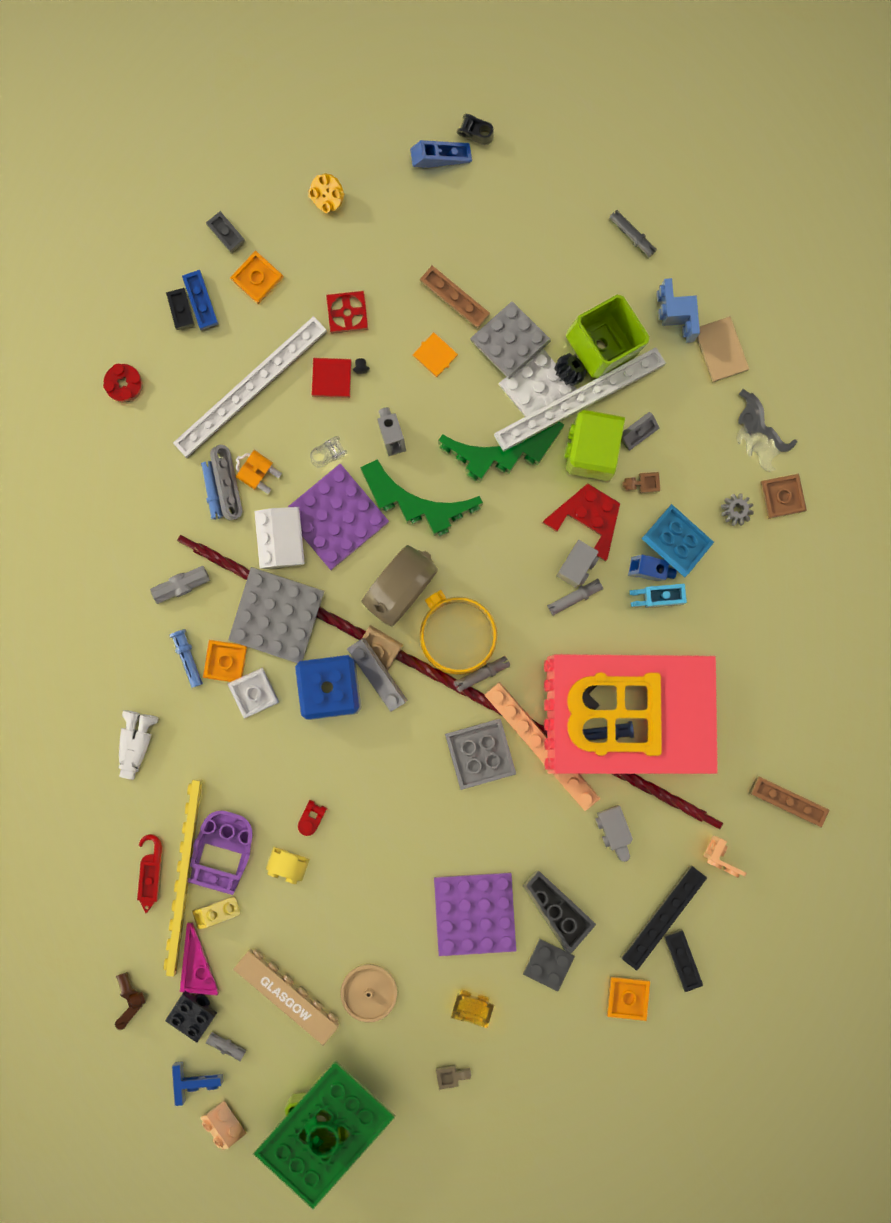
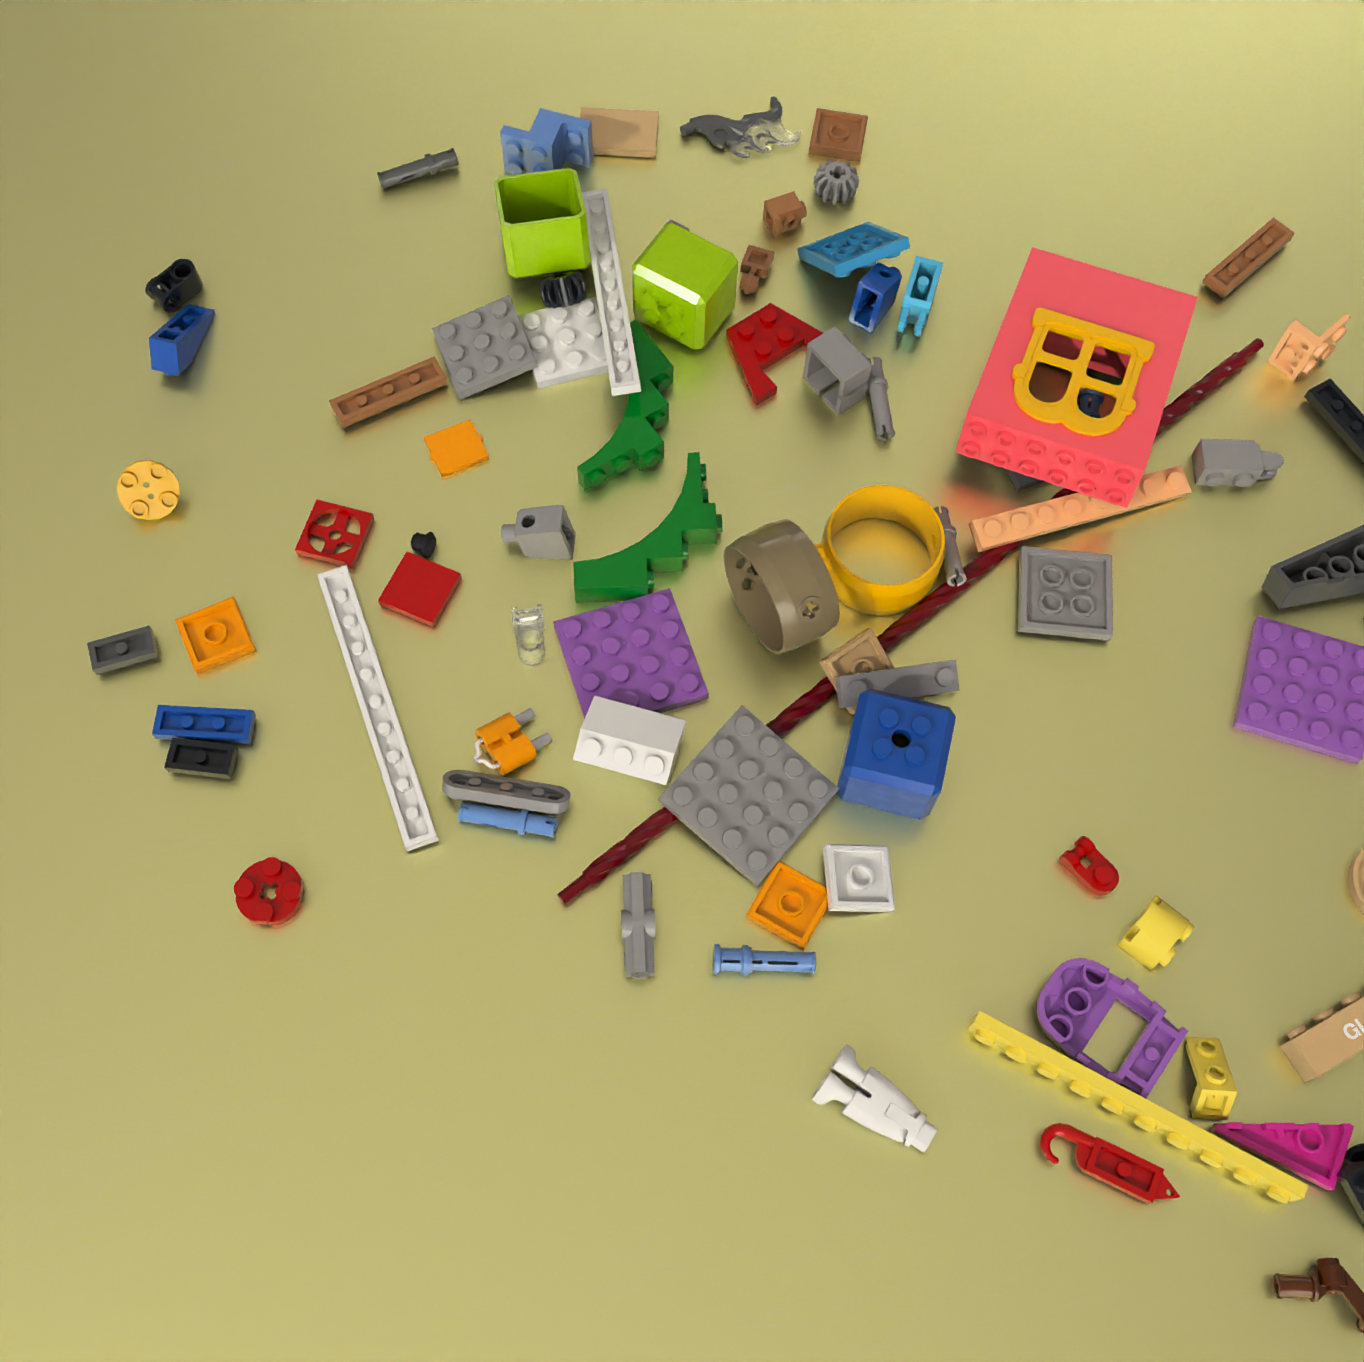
camera: 65 degrees left, 20 degrees down
(695, 485) = (783, 213): none -> medium nougat brick

